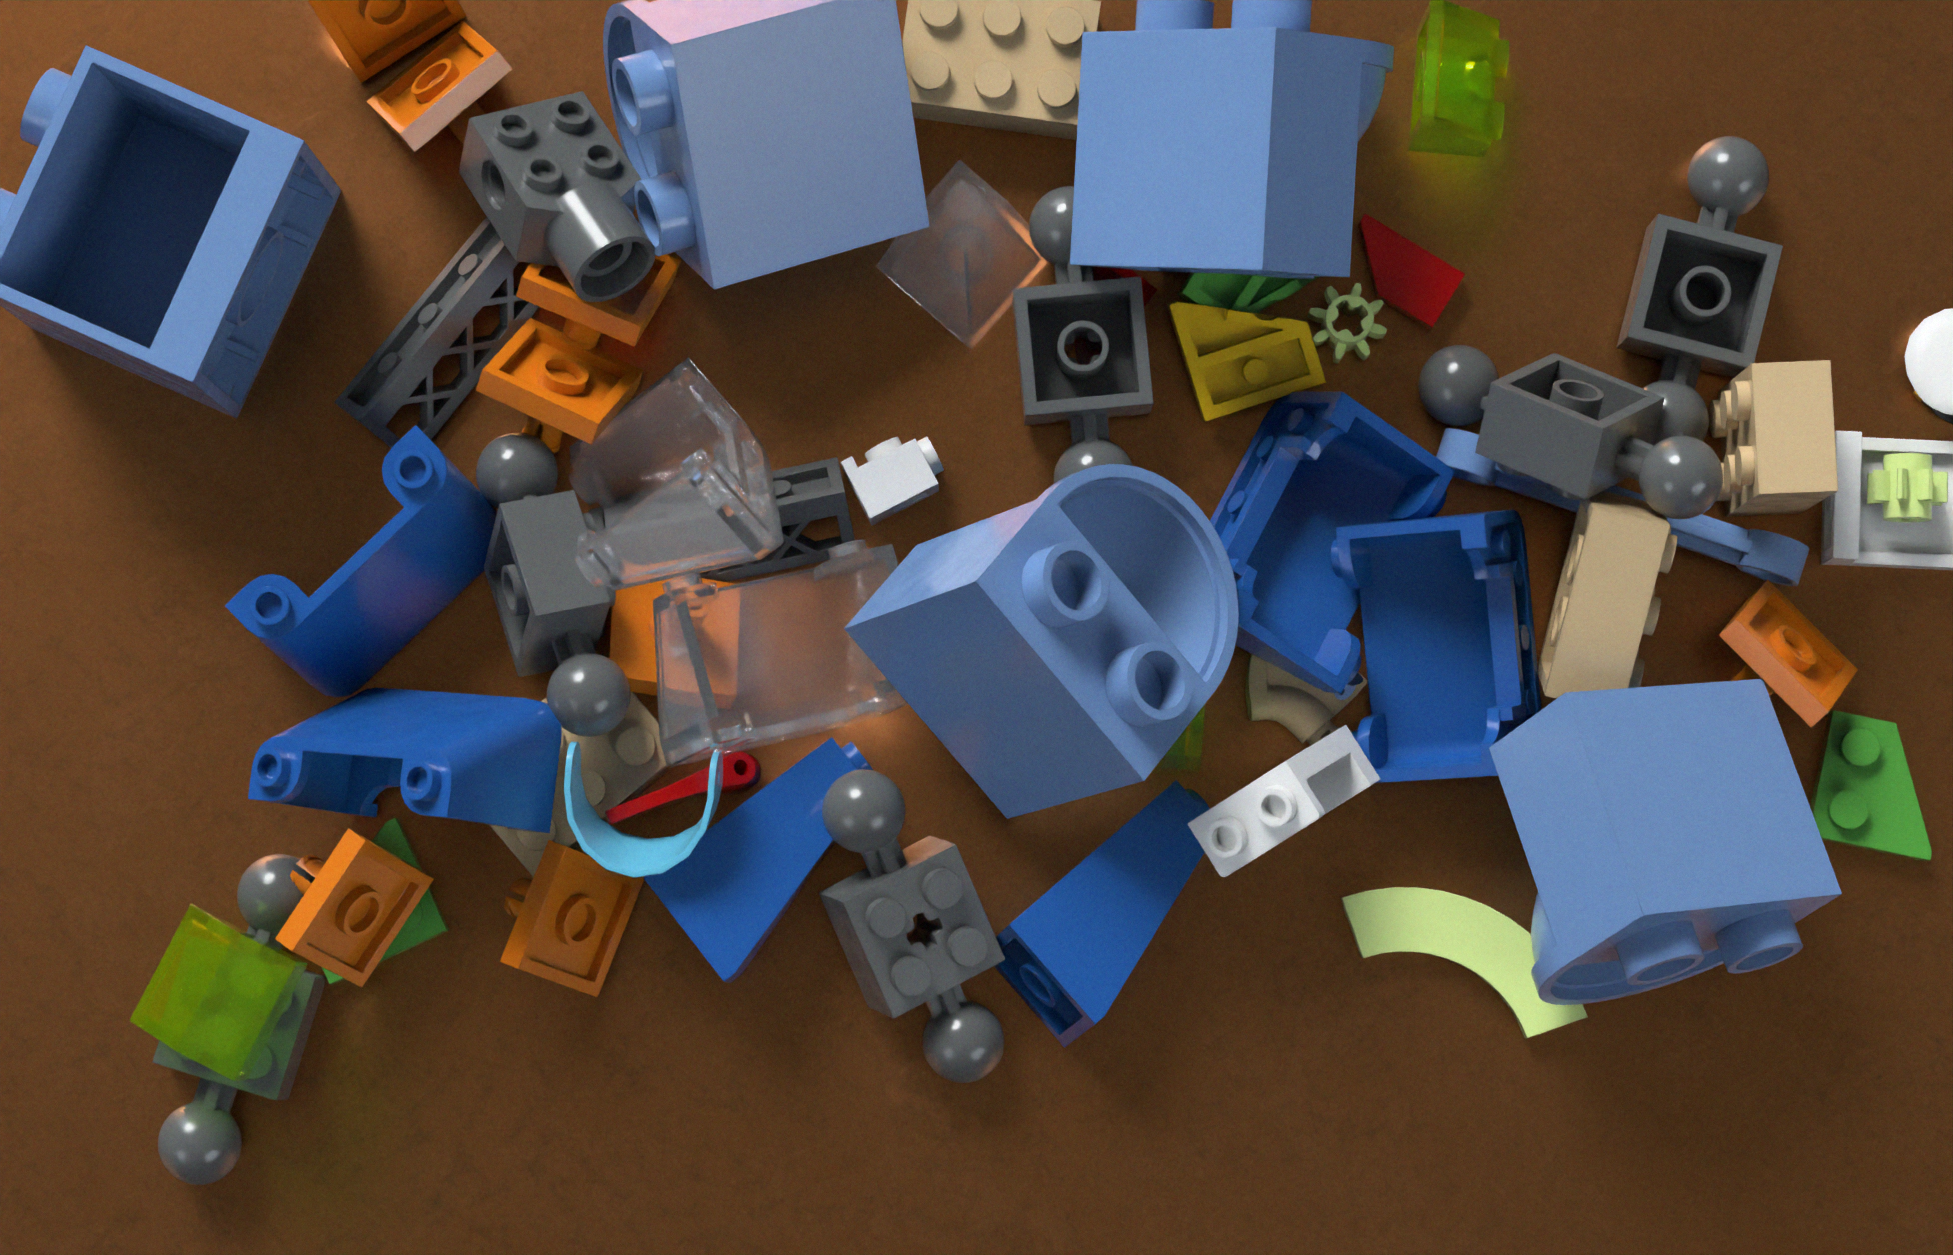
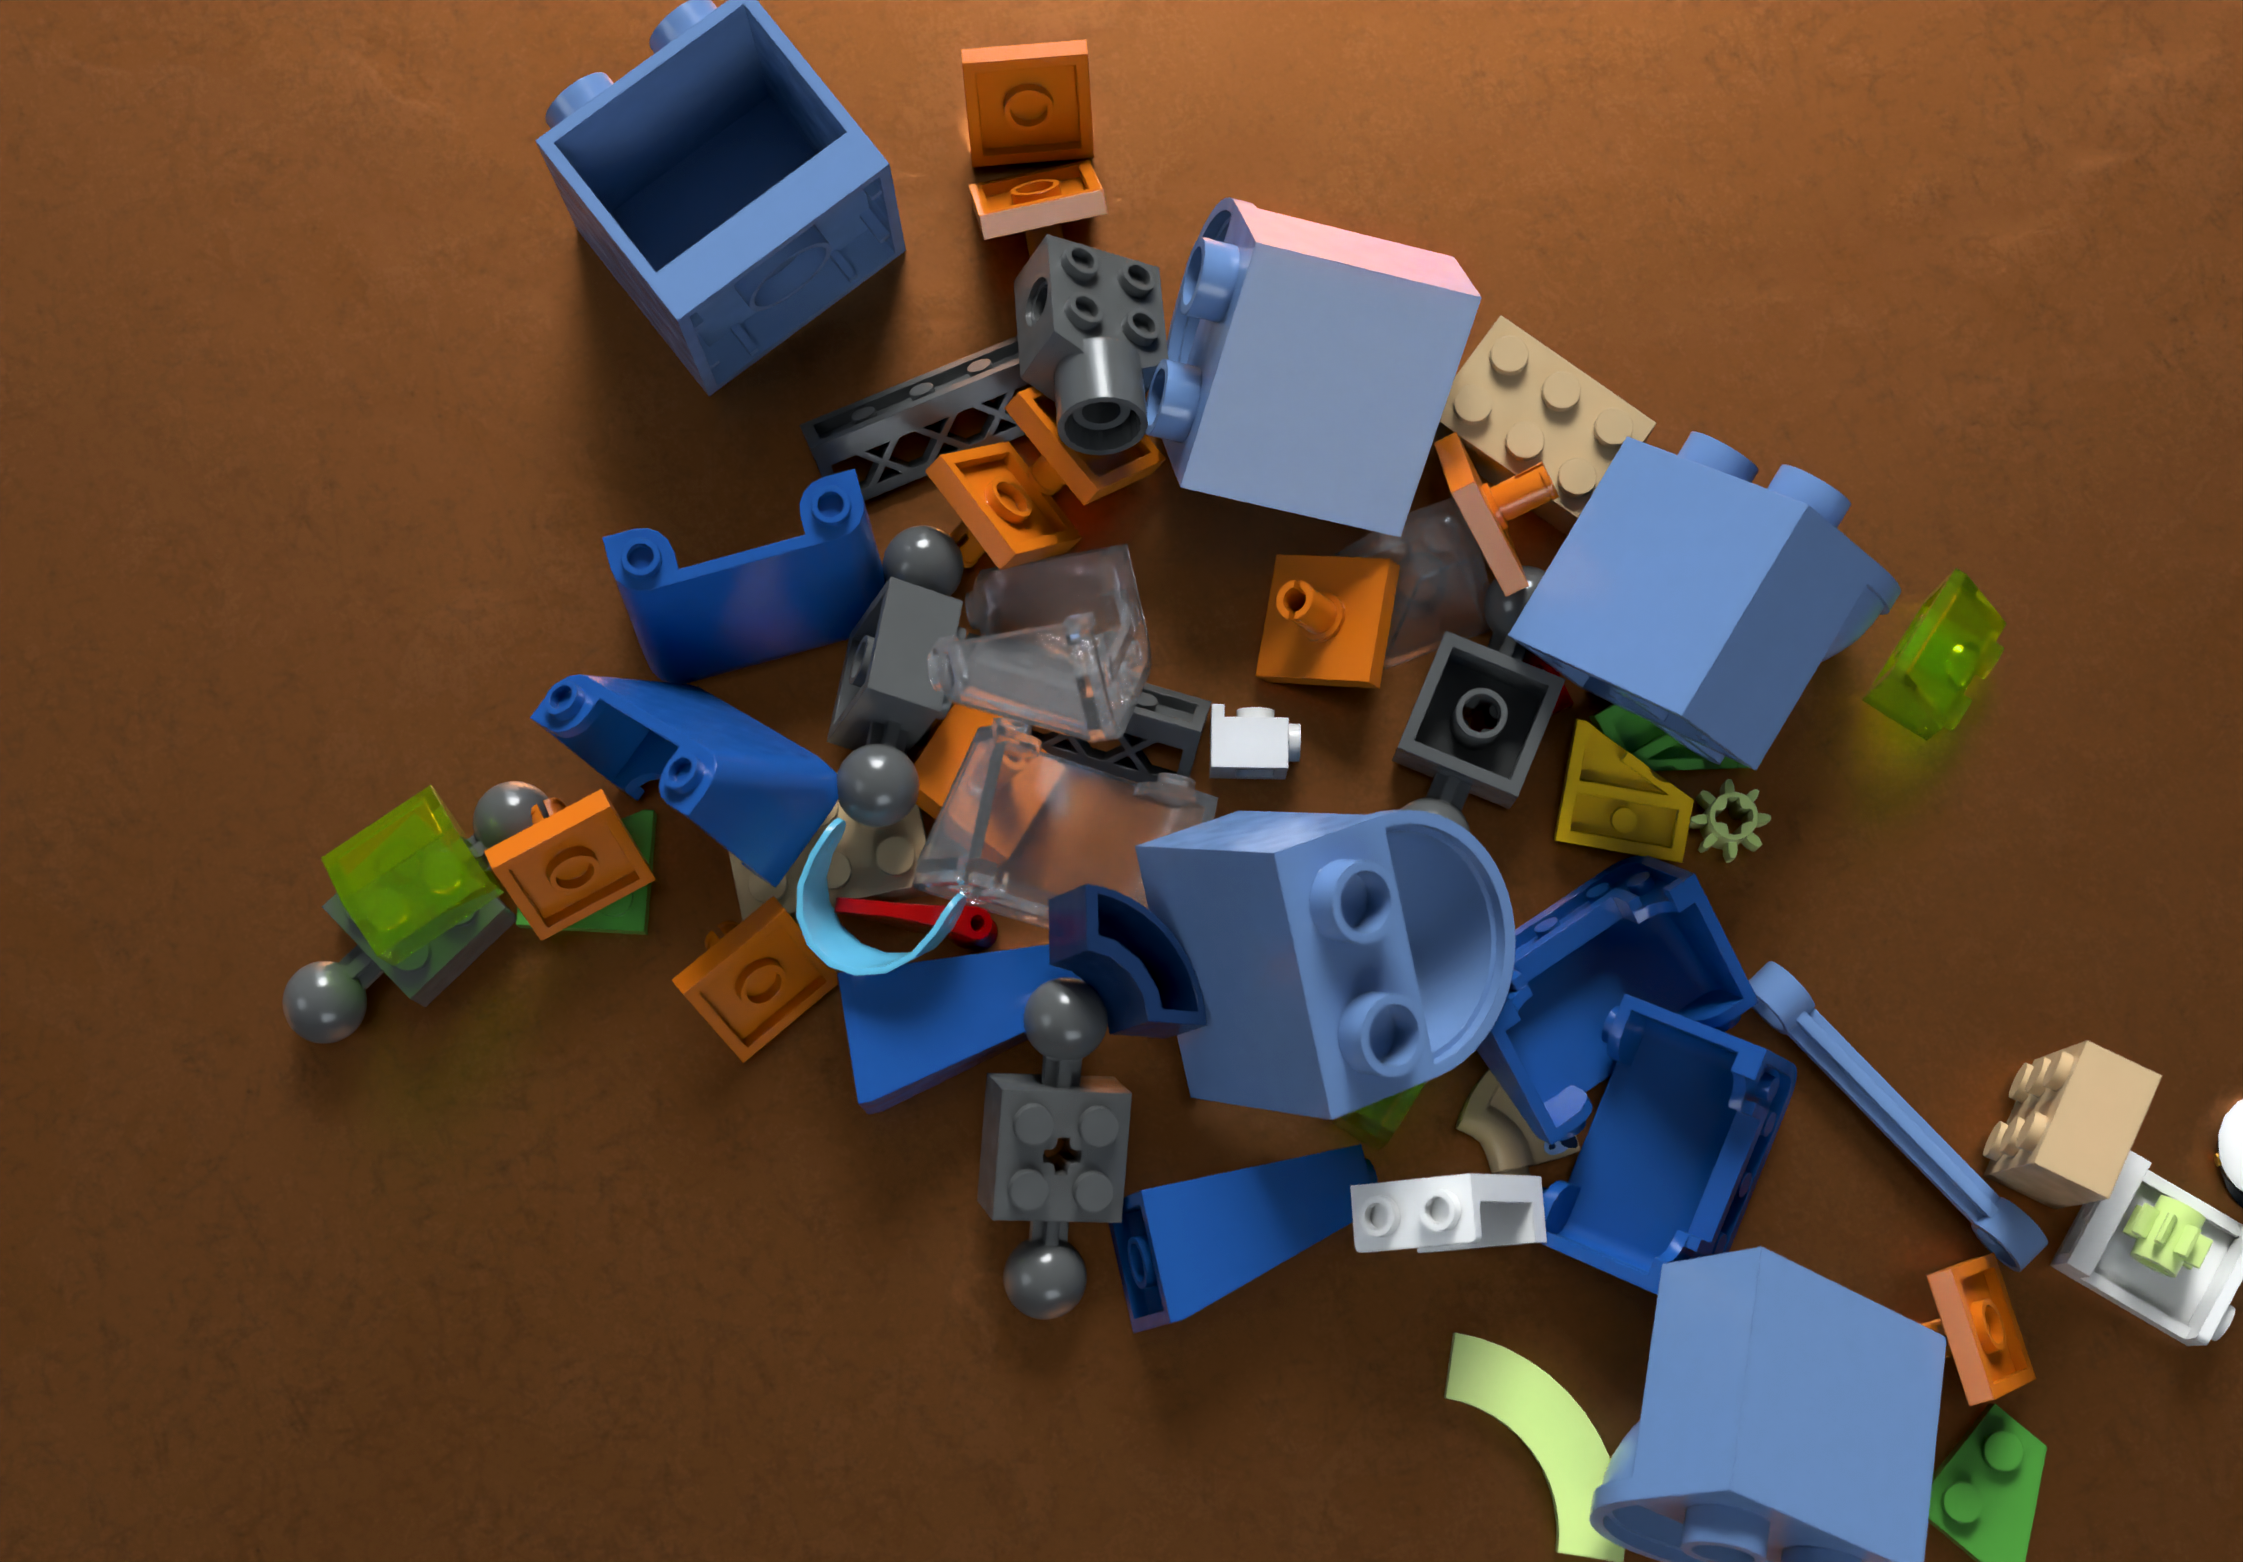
camera: 30 degrees right, 5 degrees down
(891, 732) = (1127, 960): none -> dark blue brick
(903, 331) = (1328, 620): none -> orange tile
(994, 159) = (1490, 508): none -> orange tile
(1407, 274) = (1805, 807): red tile -> none
(1571, 429) = (1886, 1019): dark grey brick -> none
(1606, 596) = (1841, 1183): tan brick -> none
(1702, 286) = (2061, 964): dark grey brick -> none

